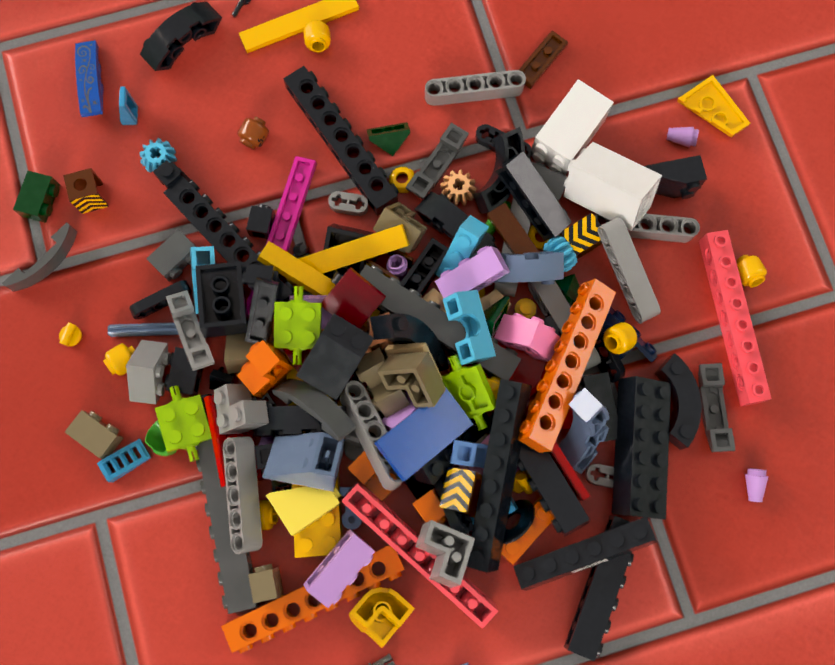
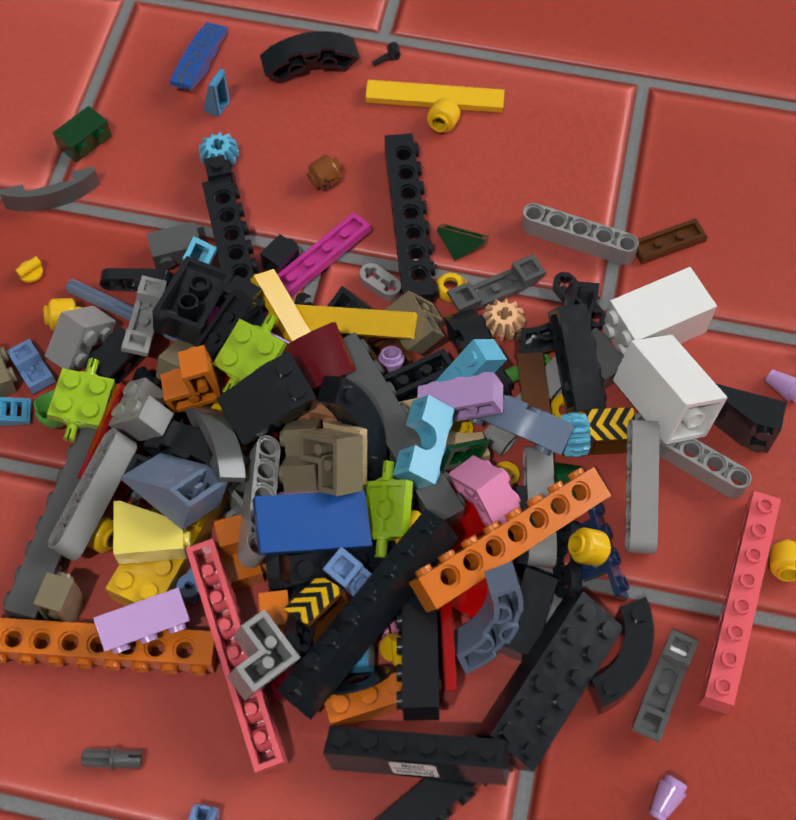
camera: 30 degrees right, 15 degrees down
(83, 191) = (126, 145): reddish brown piece -> none
(122, 413) = (31, 366): none -> medium blue slope
(380, 614) = (157, 699): yellow brick -> none
(603, 469) = (486, 697): light grey beam -> none

